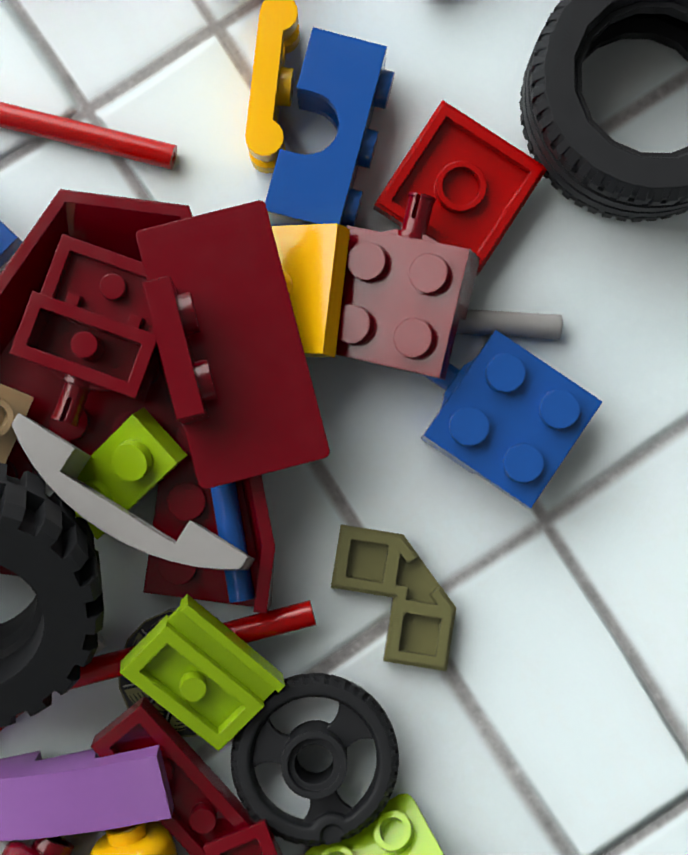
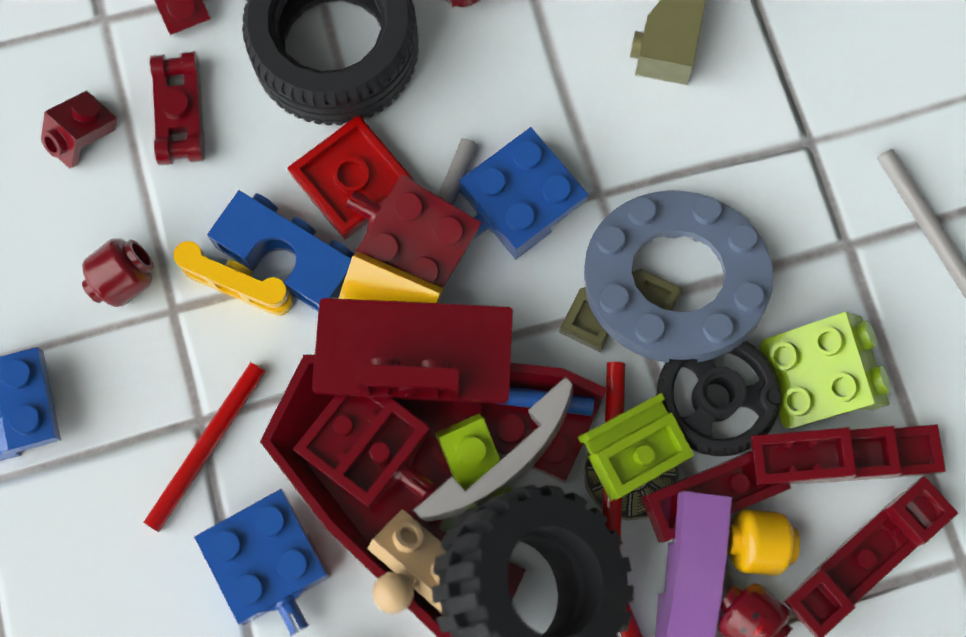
camera: 70 degrees left, 10 degrees down
(369, 674) = (667, 333): none -> sand blue plate

